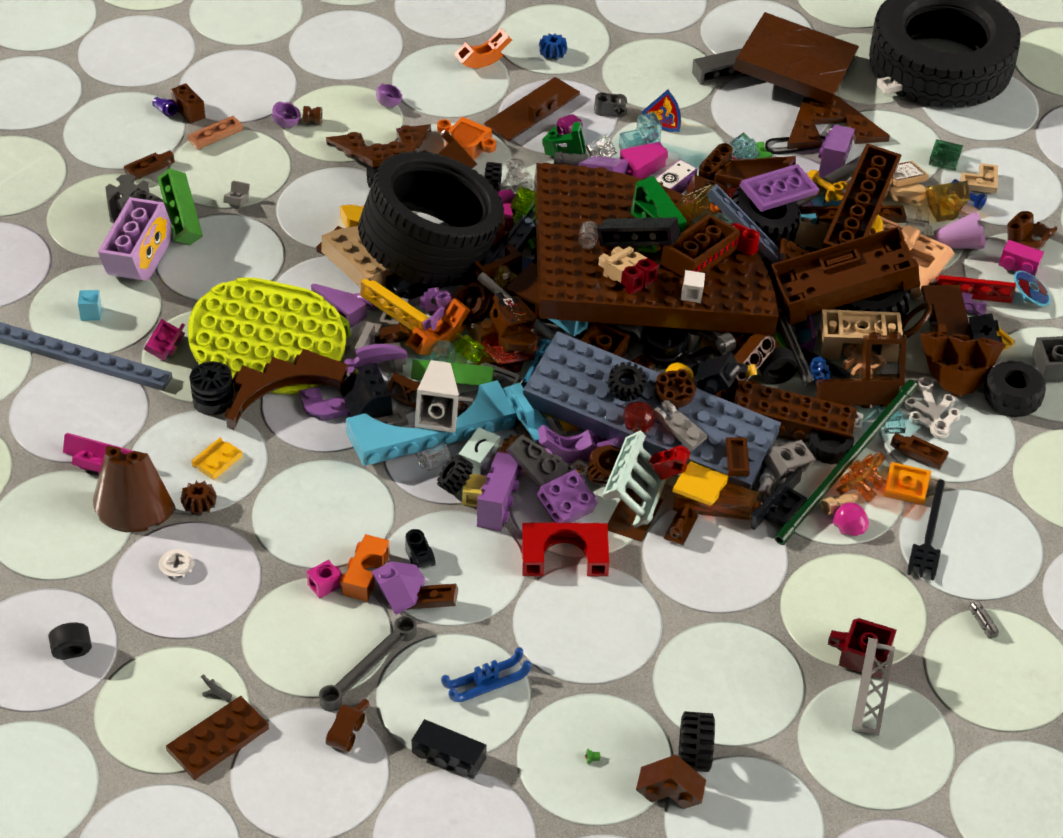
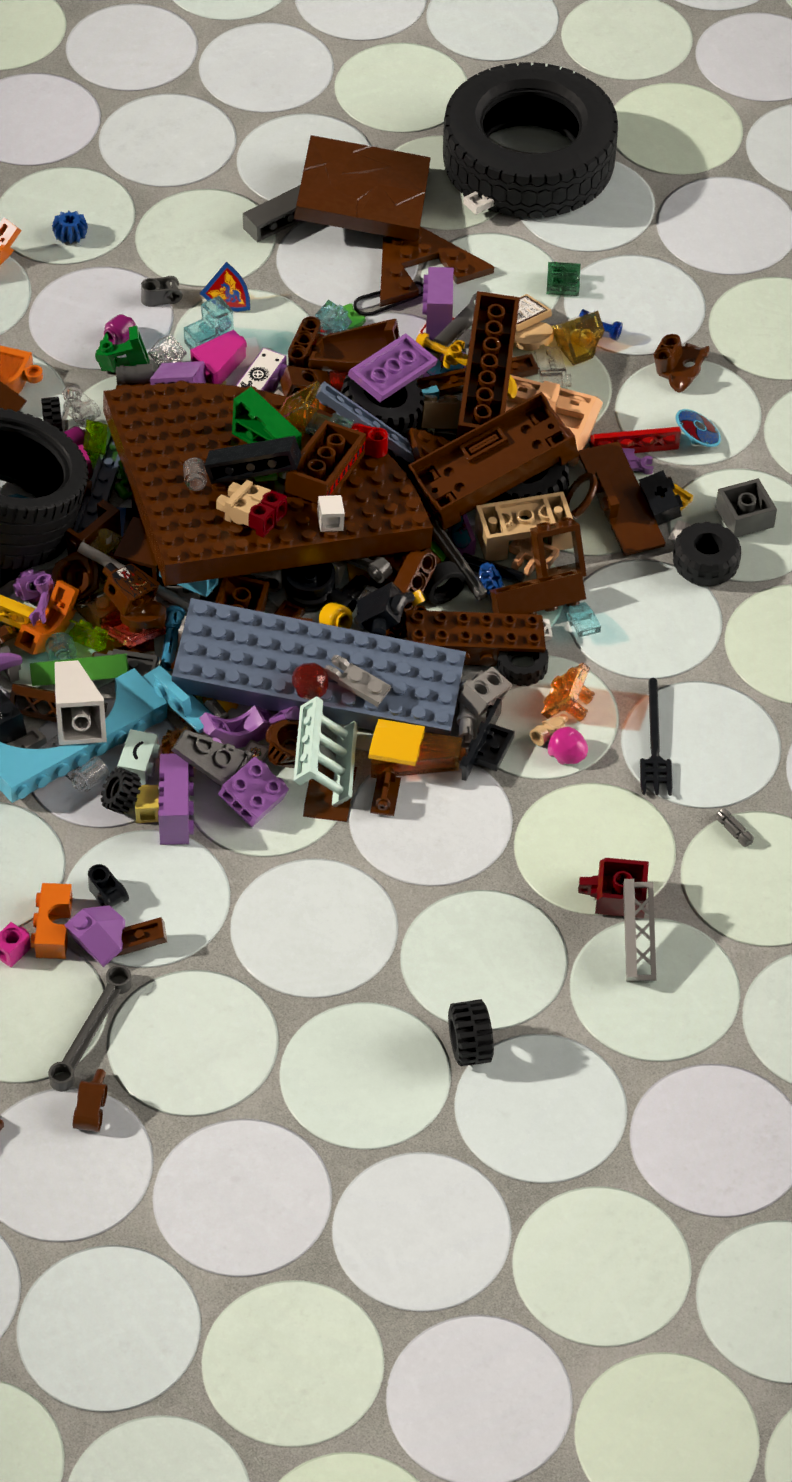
camera: 15 degrees left, 5 degrees up
(448, 748) = (208, 1102): black brick -> none
(487, 677) = (225, 1014): blue piece -> none
(532, 109) = (68, 314): reddish brown bracket -> none
(589, 537) = (290, 830): red arch -> none
(592, 756) = (360, 1073): bright green piece -> none
(623, 390) = (286, 653): black tyre -> none
(670, 462) = (356, 727): red piece -> none
(671, 779) = (455, 1079): reddish brown brick -> none
(675, 387) = (341, 637): reddish brown tile -> none
(737, 456) = (429, 702): reddish brown tile -> none
(790, 527) = (504, 770): dark green piece -> none
(907, 483) = (616, 690): light orange tile -> none
(920, 450) = (621, 648): reddish brown hinge -> none
(938, 427) = (635, 617): white plant -> none
(958, 362) = (640, 534): reddish brown brick -> none
(962, 233) = (606, 376): lavender cone -> none
(985, 181) = (614, 304): tan plate -> none
(1020, 258) = (677, 393): dark pink brick -> none

